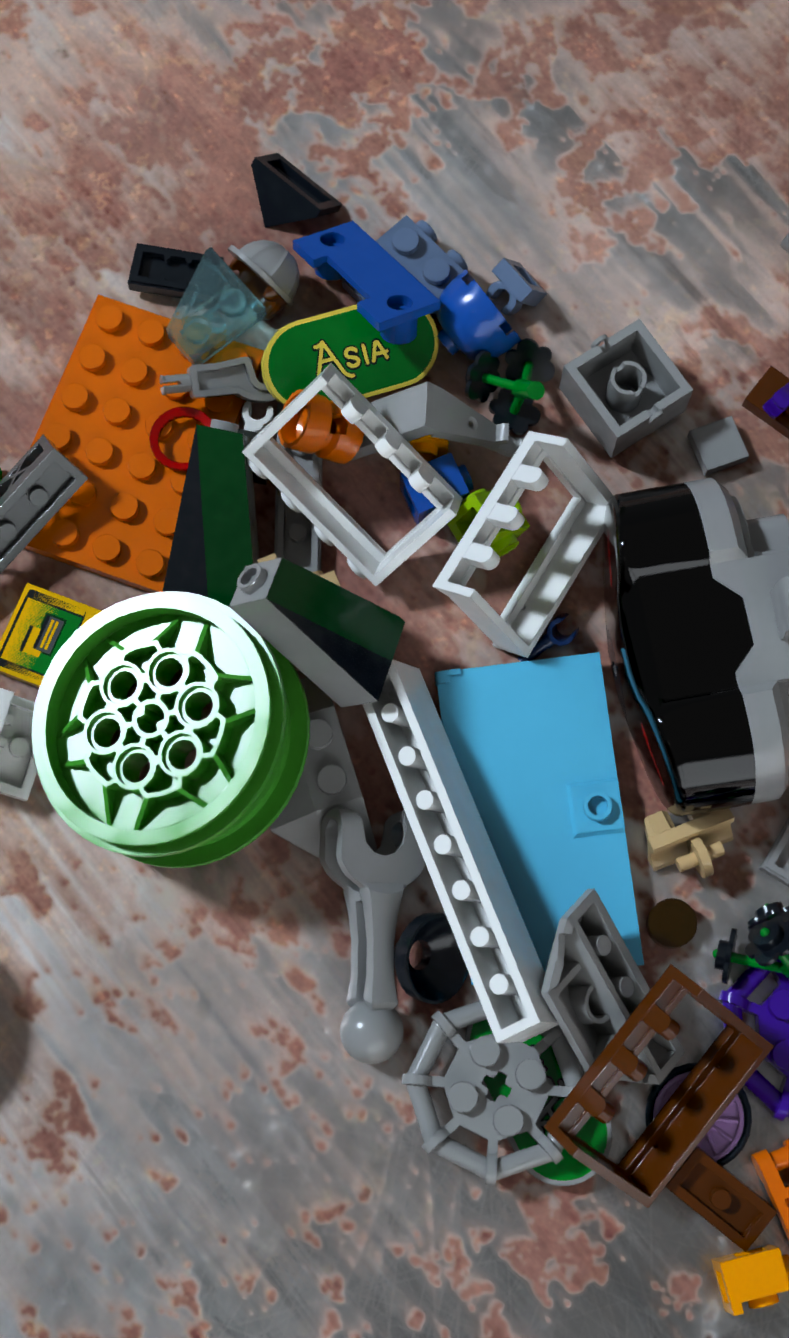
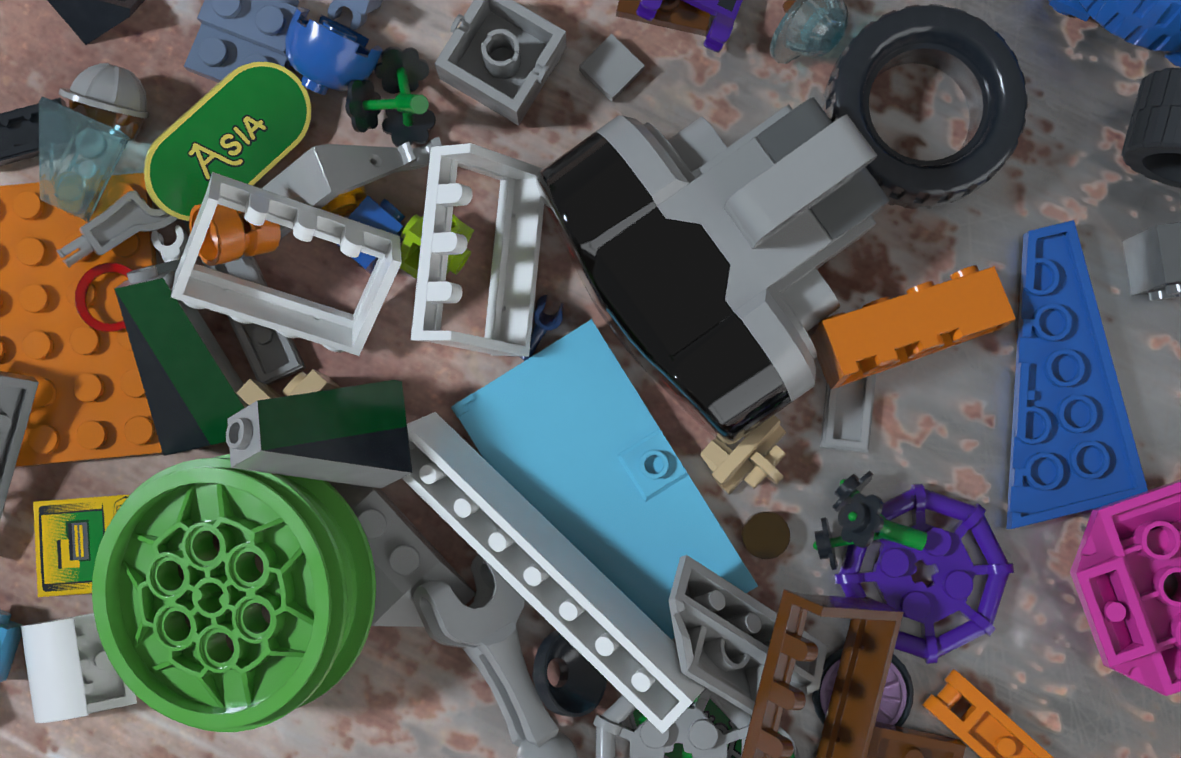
camera: 30 degrees left, 10 degrees up
(390, 292) = (236, 65): blue brick -> none

